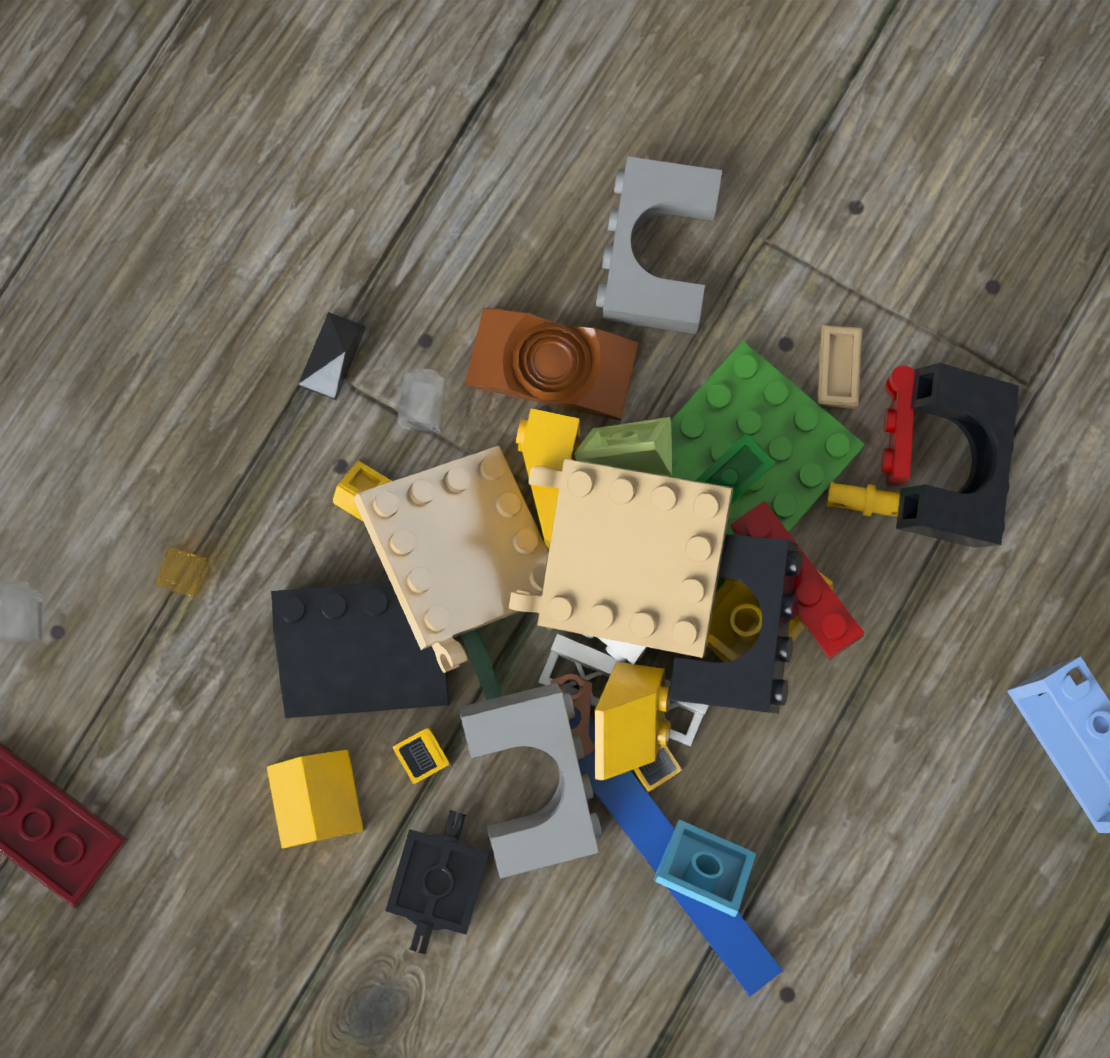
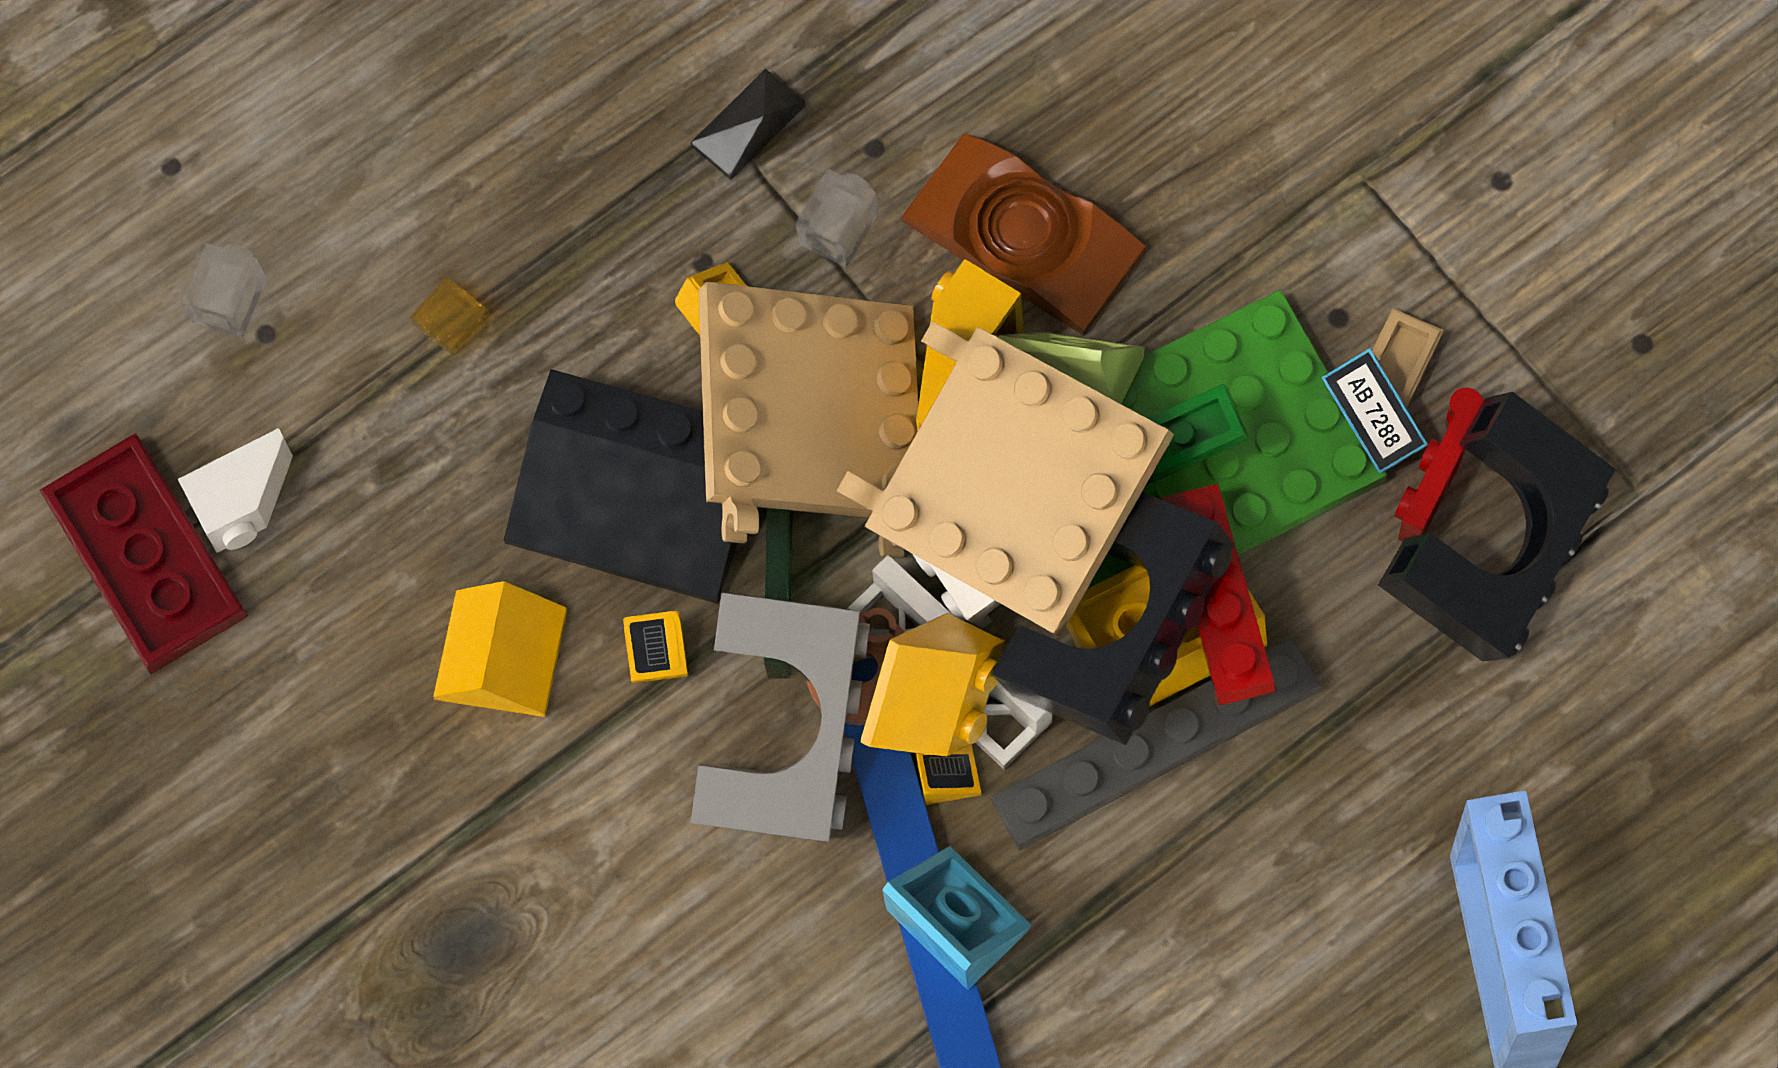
camera: 25 degrees right, 10 degrees down
(85, 758) = (239, 490): none -> white slope
(437, 882) = (612, 808): black plate -> none
(650, 191) = (1228, 63): light grey arch -> none
(754, 730) = (1163, 742): none -> dark grey plate
(841, 403) = (1375, 411): none -> tile
(863, 499) = (1356, 542): yellow pin -> none

